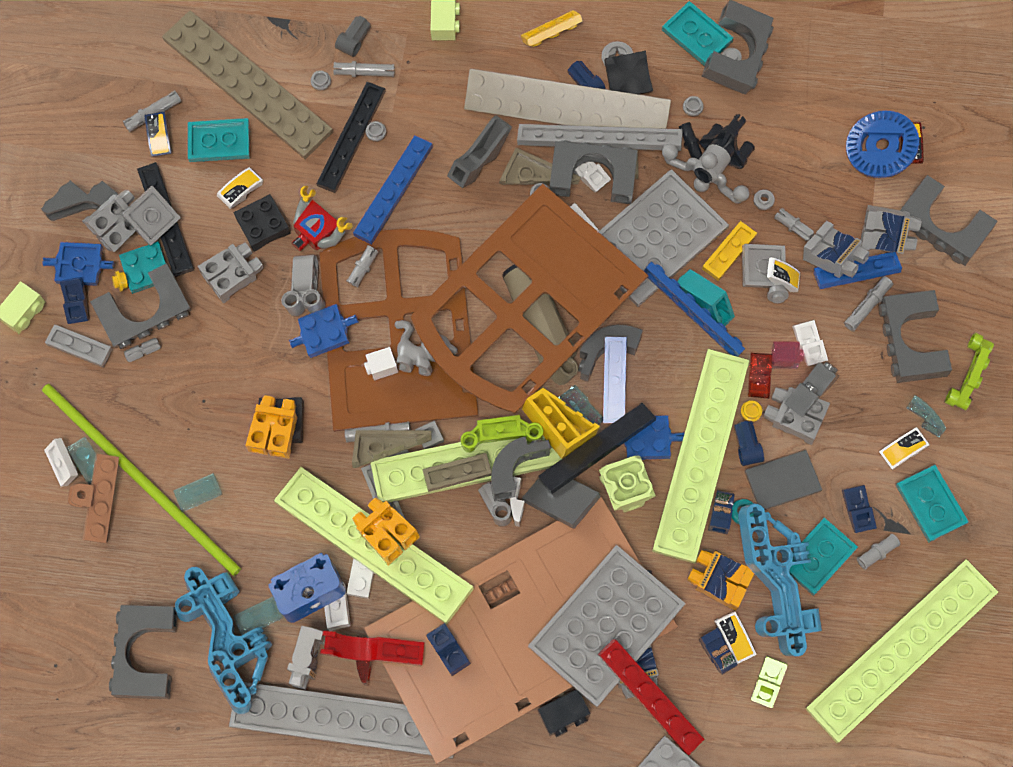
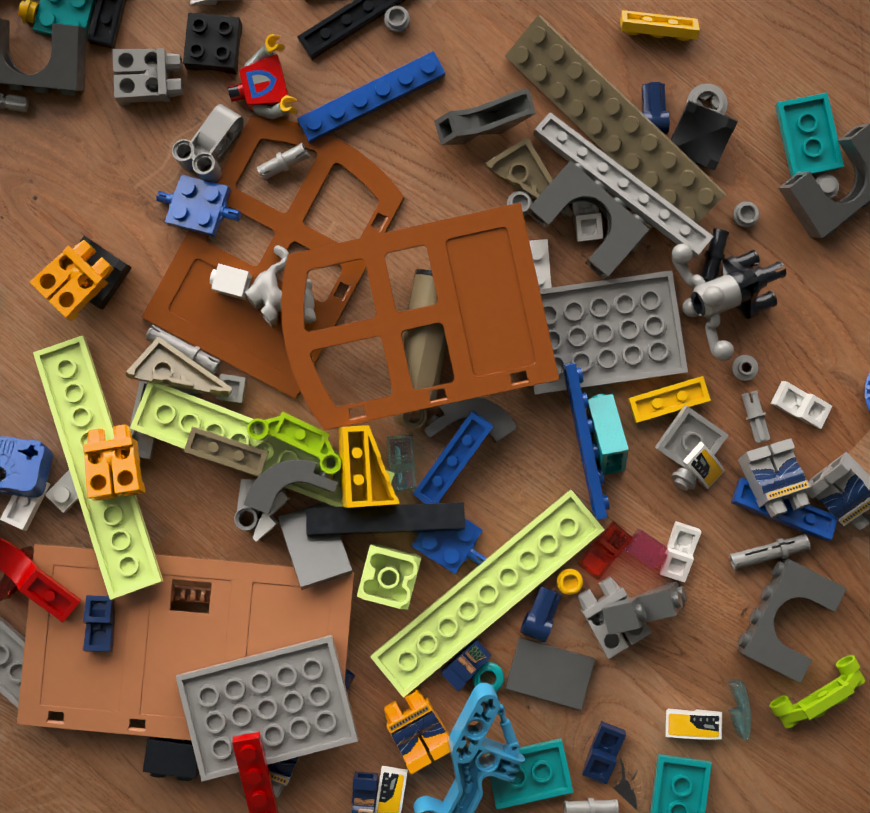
camera: 25 degrees right, 15 degrees up
(816, 200) = (801, 405): none -> white slope

